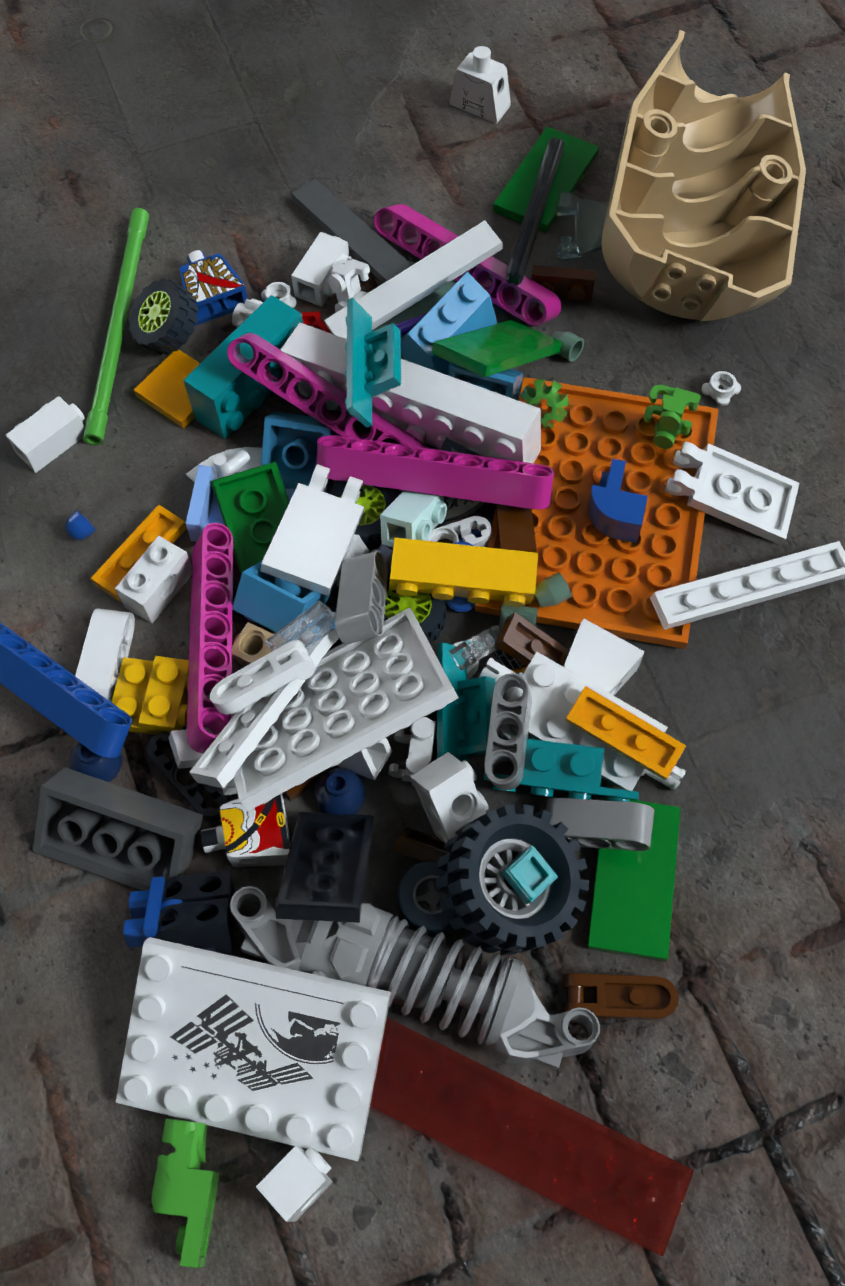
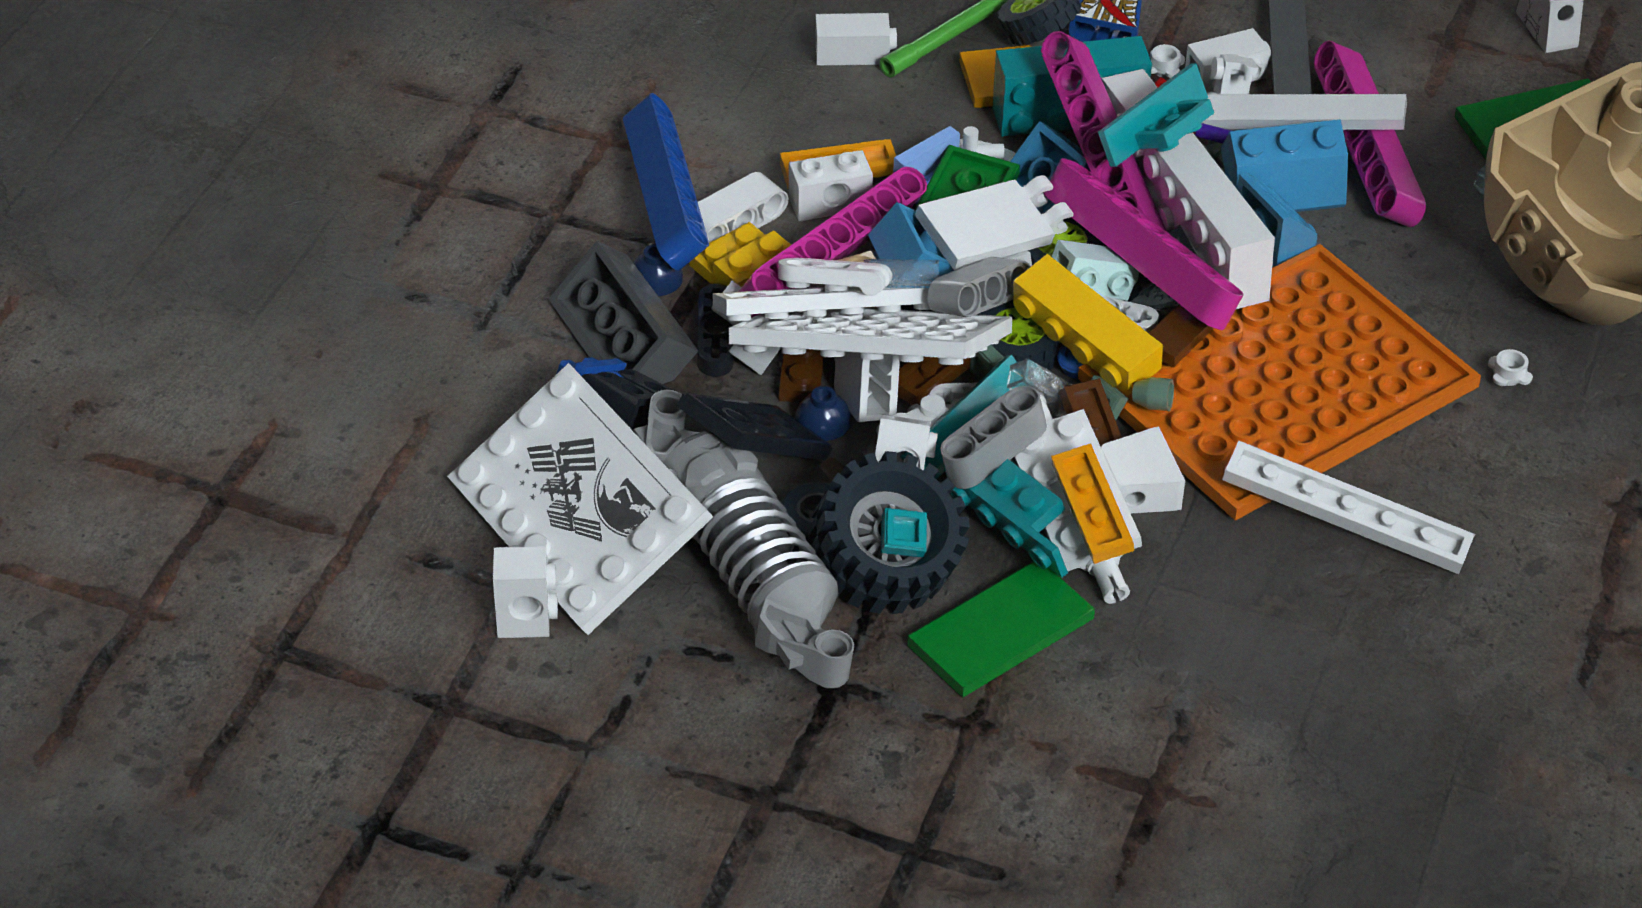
camera: 40 degrees right, 20 degrees down
(78, 526) = (810, 117): blue hinge -> none
(185, 1189) = (443, 555): bright green plate -> none
(252, 836) = (730, 377): torso -> none
(496, 348) = (1310, 197): green tile -> none
(529, 1138) = (722, 705): clear red plate -> none
(534, 212) = (1465, 128): black axle -> none
(554, 401) = (1303, 260): bright green piece -> none
(566, 282) = (1449, 201): reddish brown plate -> none
(571, 345) = (1396, 251): sand green hose -> none
(604, 823) = (1008, 561): light grey beam -> none
(616, 511) = (1286, 371): blue brick -> none
(622, 995) = (898, 683): reddish brown plate -> none
(670, 413) = (1407, 333): bright green piece -> none
(735, 490) = (1420, 440): white tile -> none

